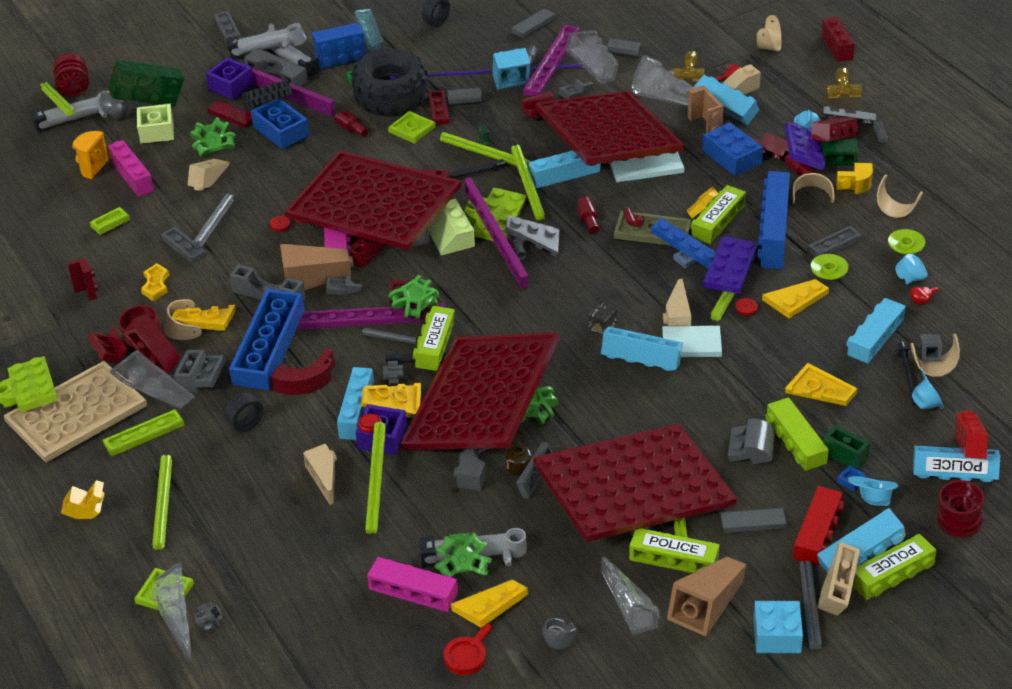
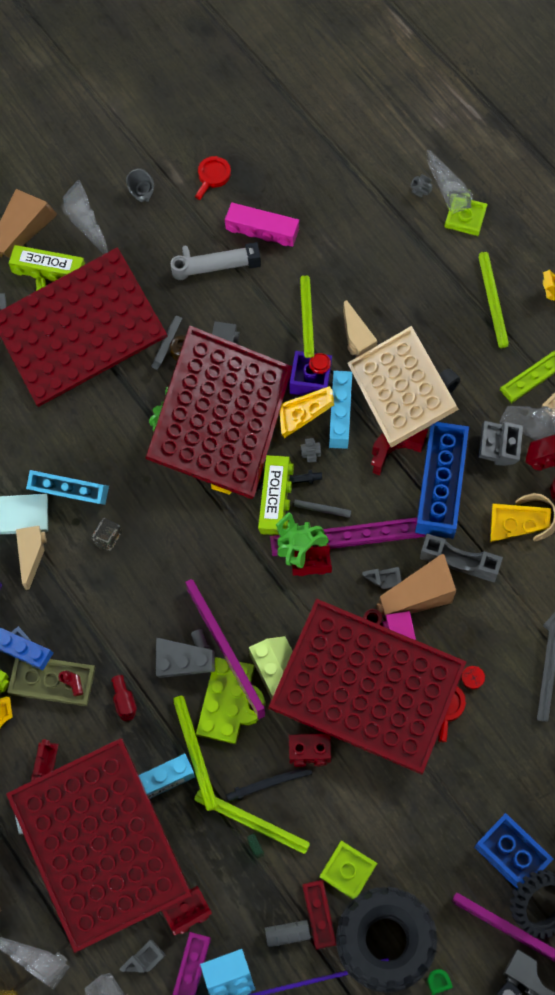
camera: 175 degrees right, 25 degrees up
(287, 401) = (402, 386): none -> tan plate
(351, 123) = (421, 864): dark red arm -> none
(462, 556) = (235, 241): bright green piece -> none
(490, 603) = (197, 213): yellow wing -> none
(657, 181) = (45, 758): none -> dark red hinge

